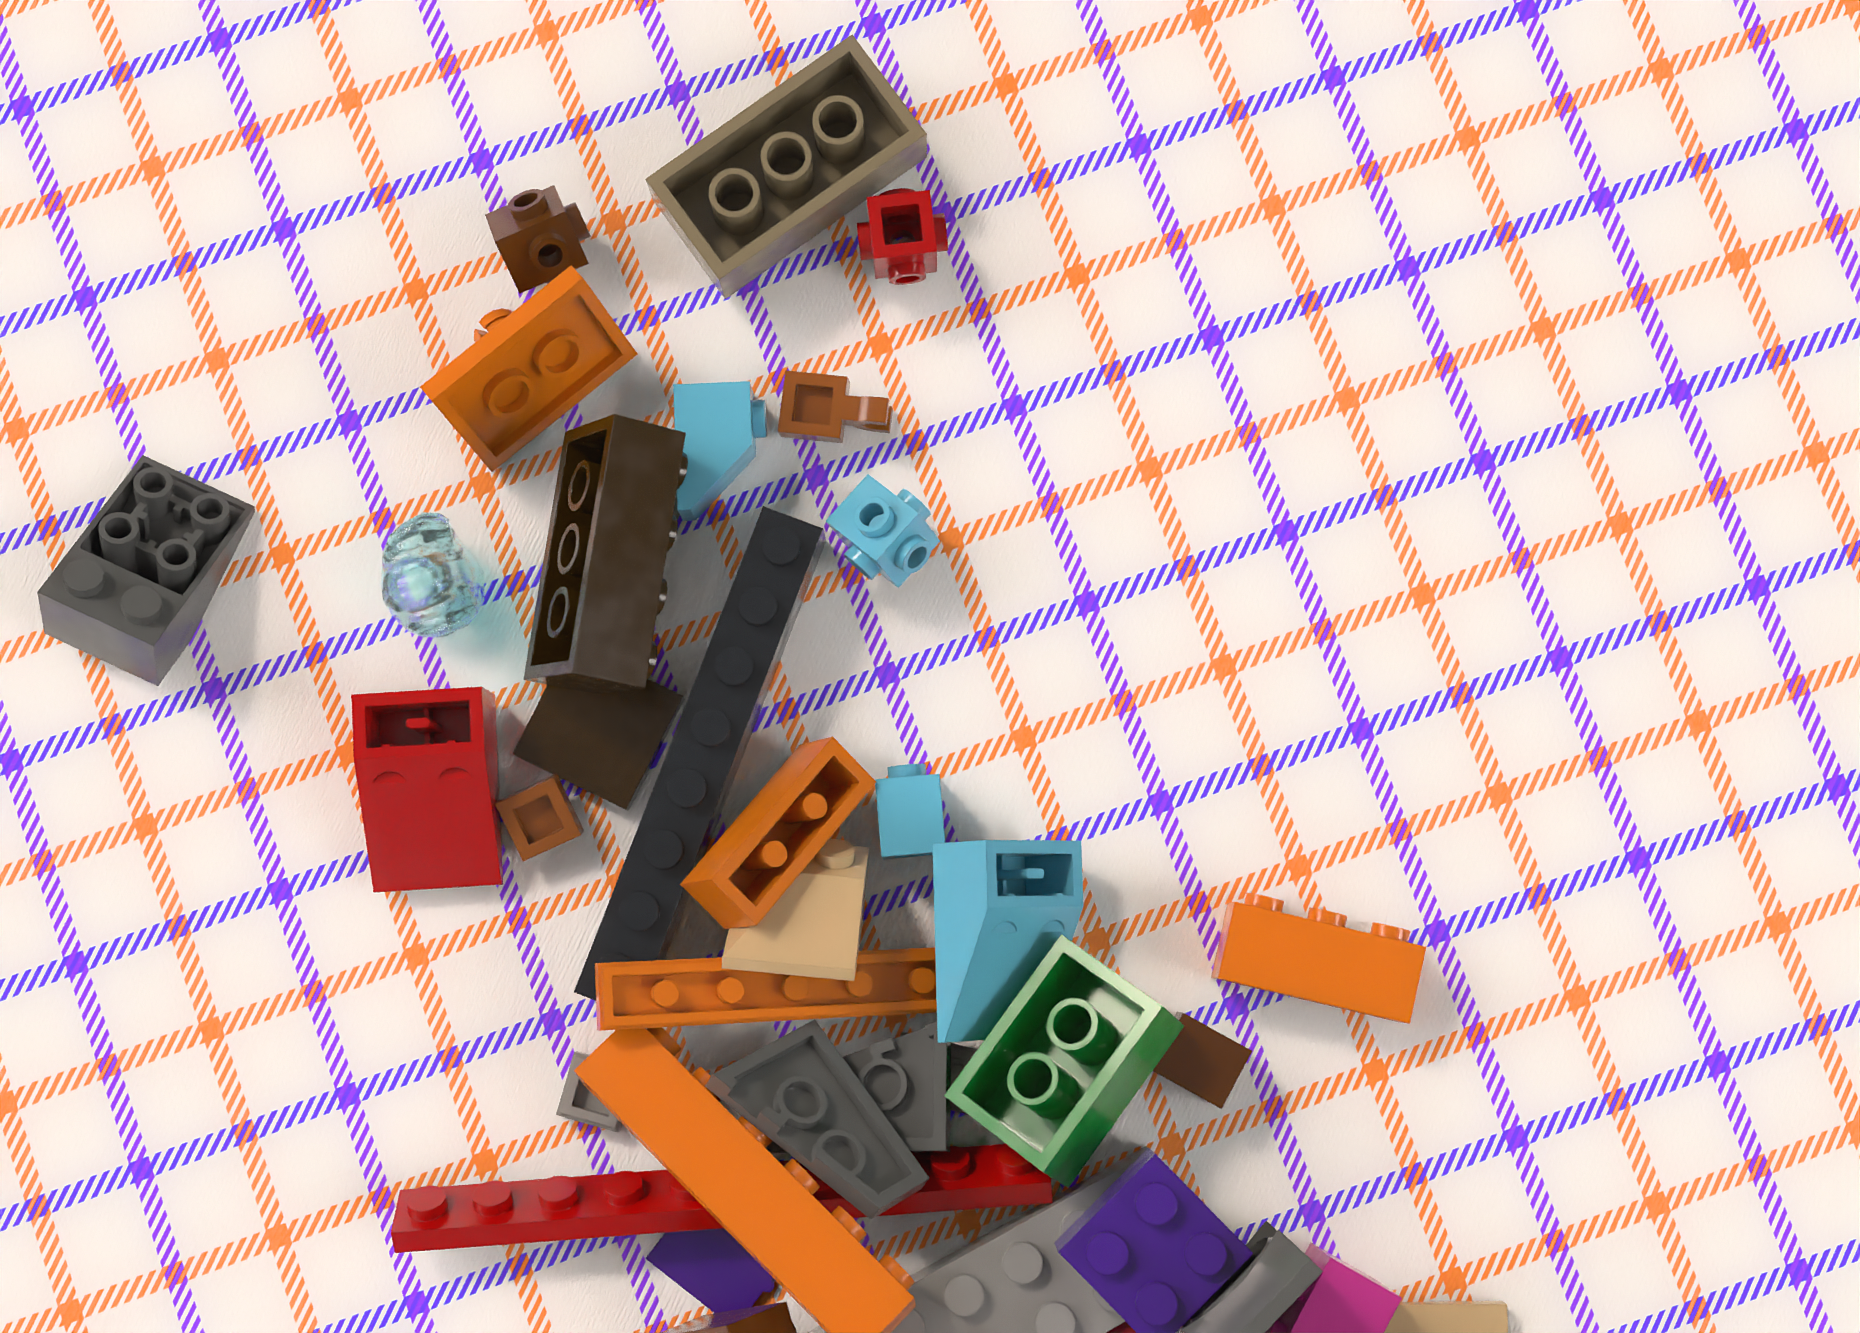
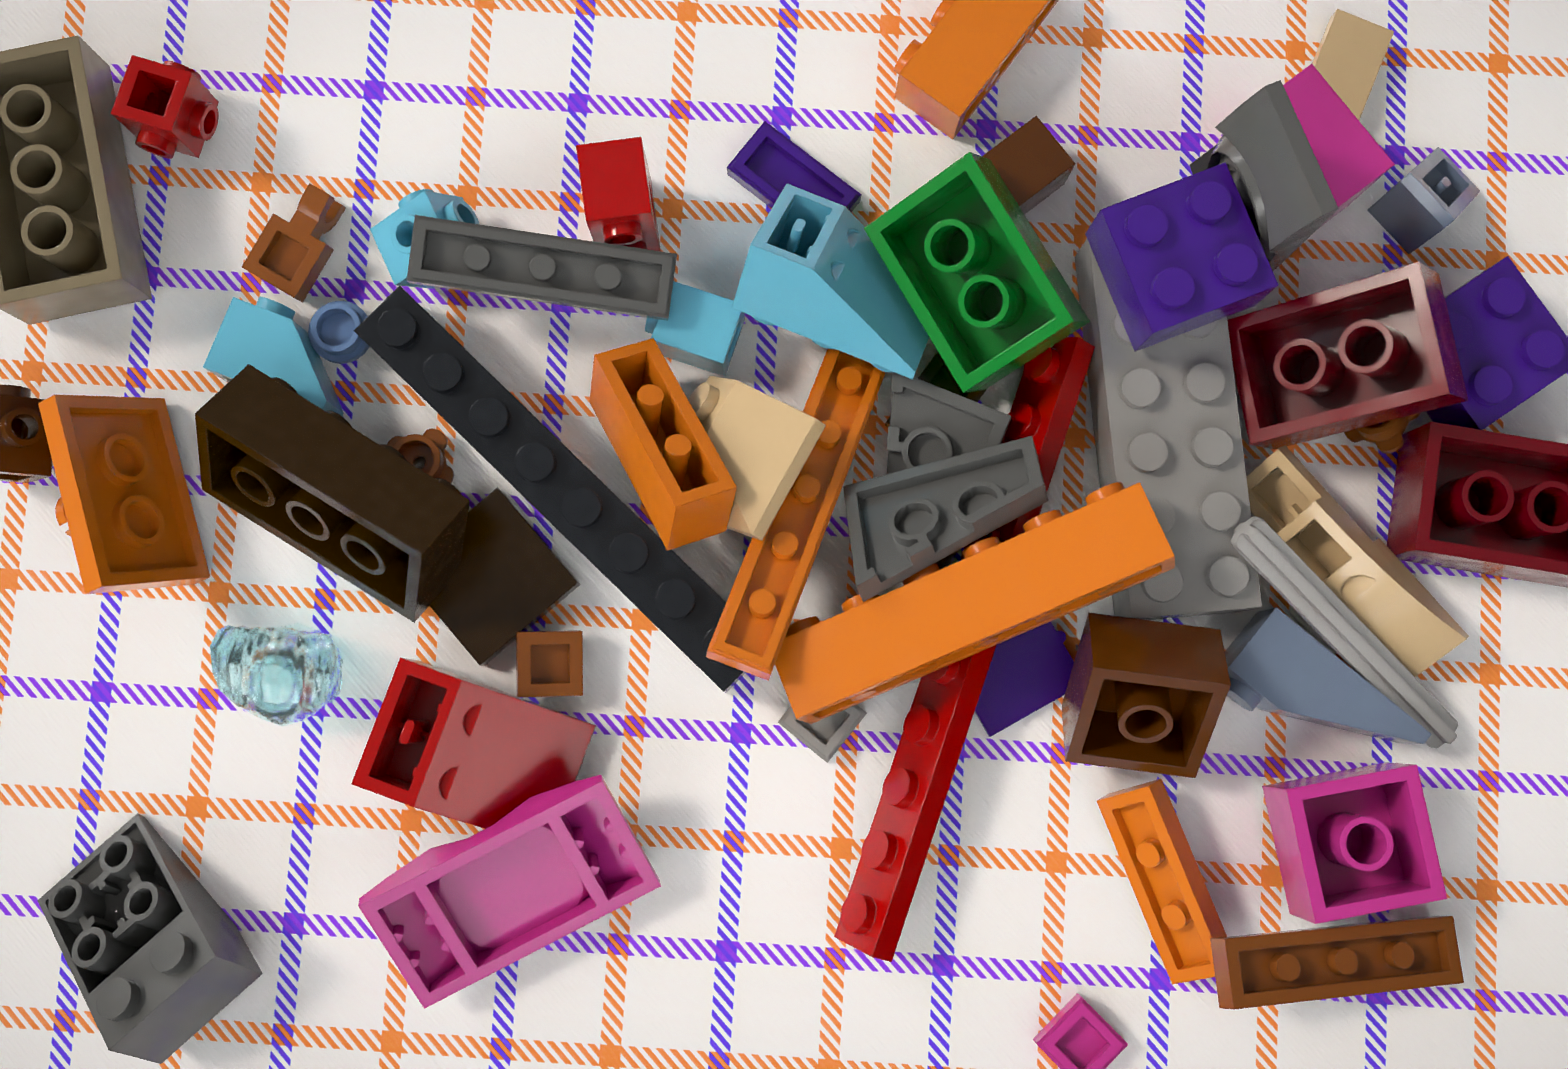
camera: 70 degrees left, 0 degrees up
(320, 875) = (508, 889): none -> dark pink slope
(694, 618) = (430, 447): none -> dark orange plate
(767, 482) = (333, 332): none -> medium blue plate
(892, 654) = (541, 267): none -> dark grey tile
(992, 692) = (618, 193): none -> red brick
(1104, 823) = (773, 161): none -> dark purple tile

